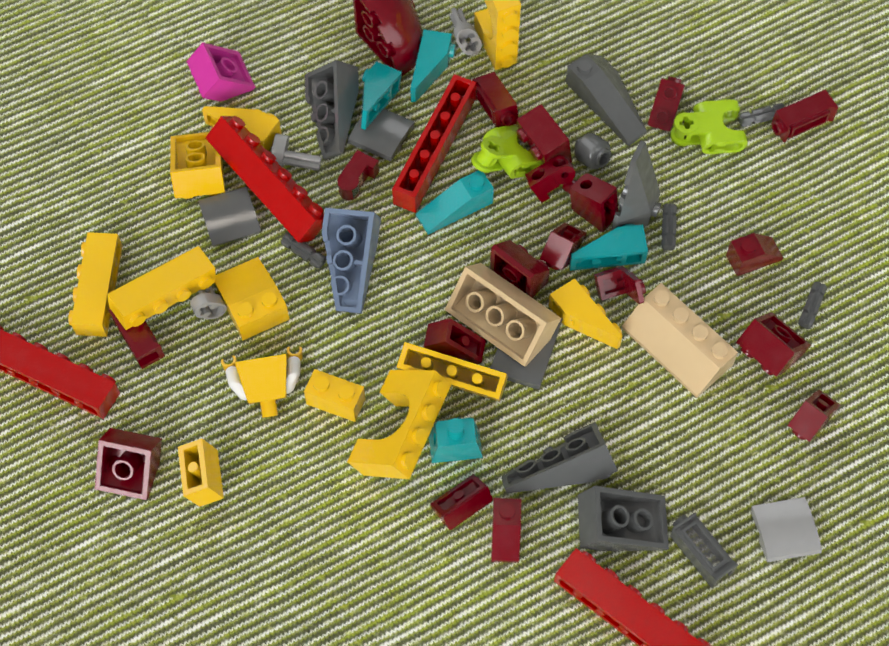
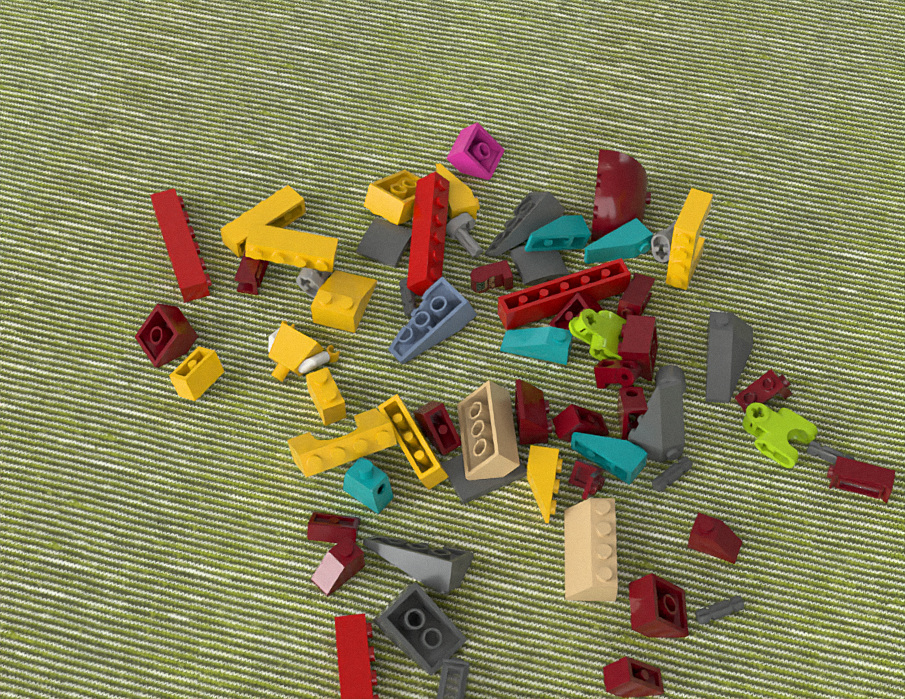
camera: 45 degrees right, 10 degrees down
(462, 147) = (573, 309): none -> dark red slope

